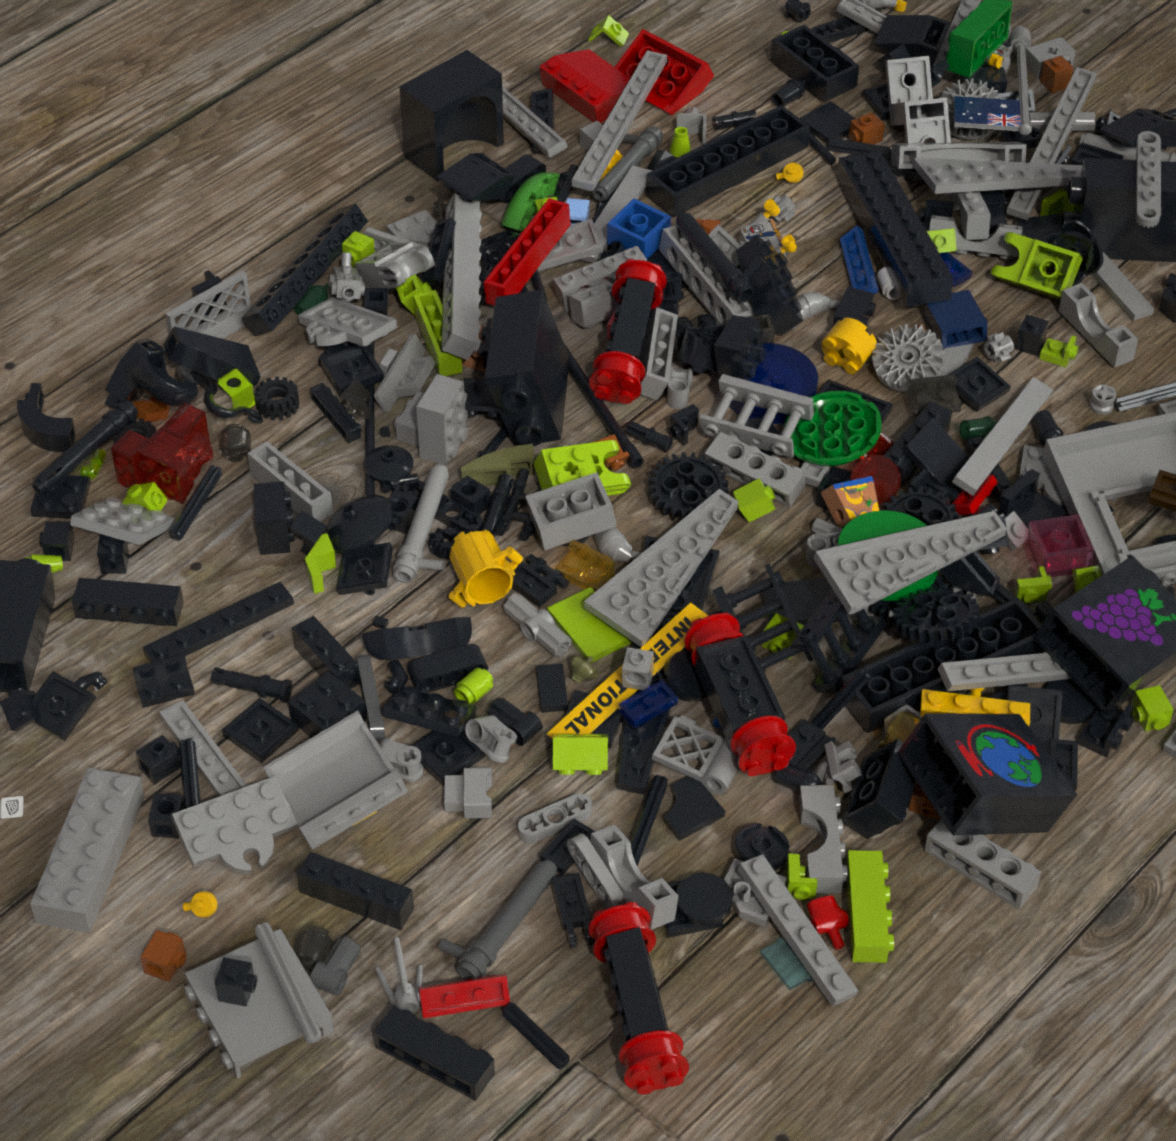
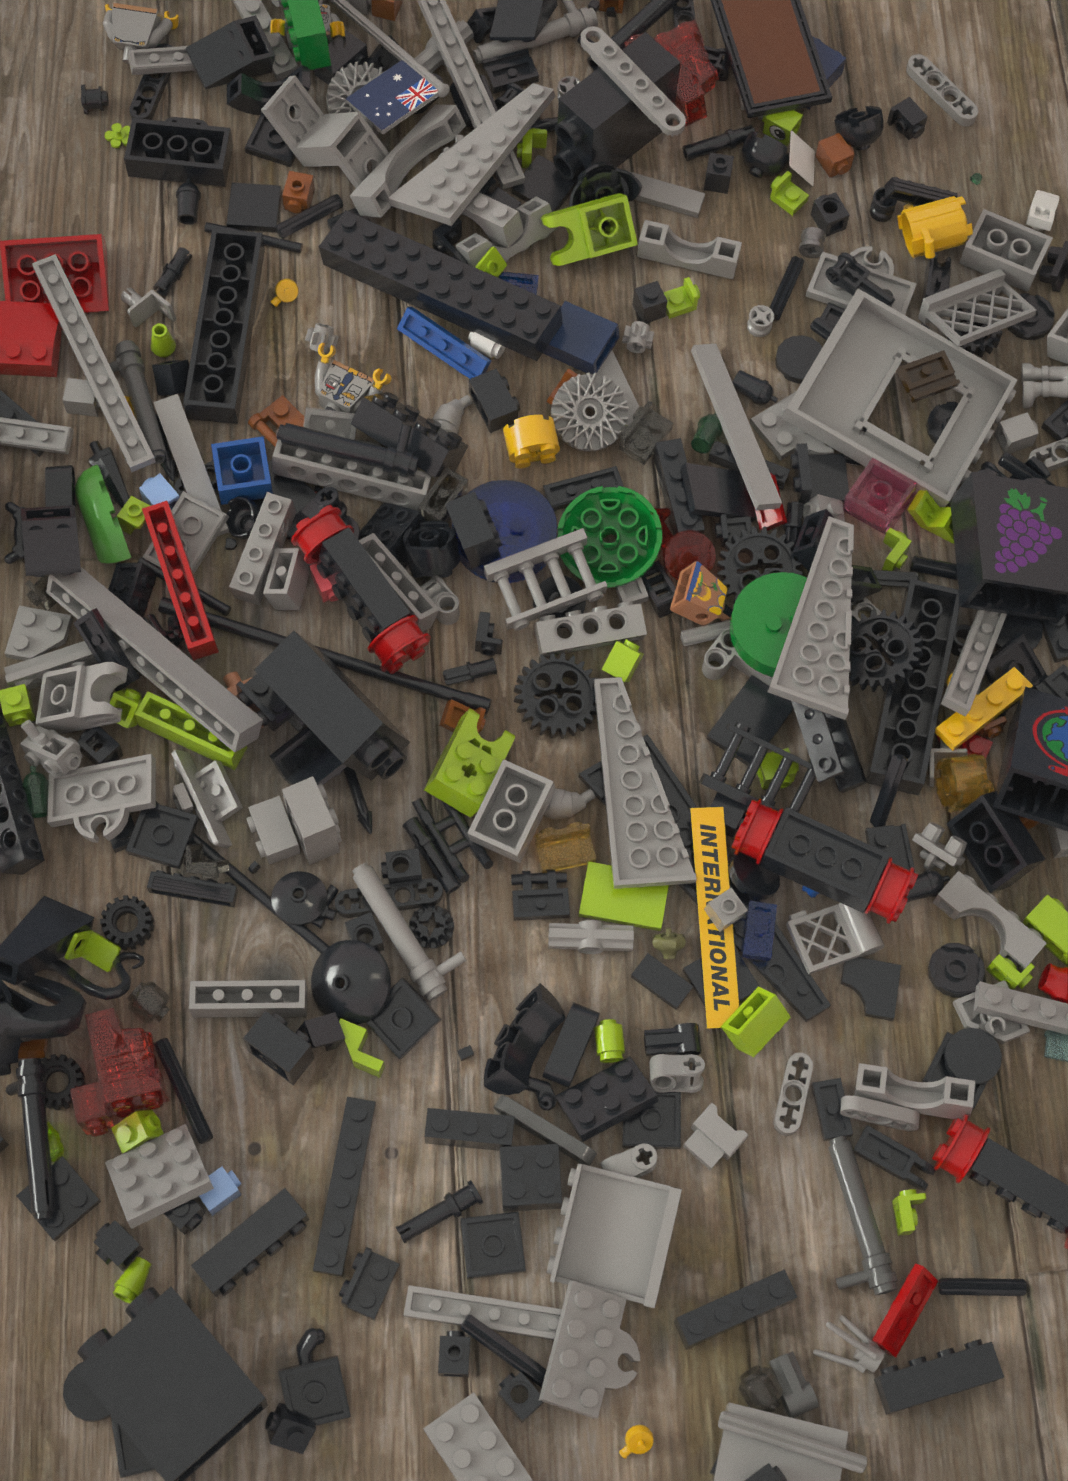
camera: 50 degrees left, 20 degrees up
(145, 562) = (224, 1190): none -> light blue brick
(481, 568) = (501, 931): yellow container -> none
(504, 461) = (393, 813): olive slope -> none
(538, 941) = (904, 1215): none -> lime bracket
(647, 816) = (853, 1024): black axle -> none
(979, 384) = (659, 385): black tile -> none

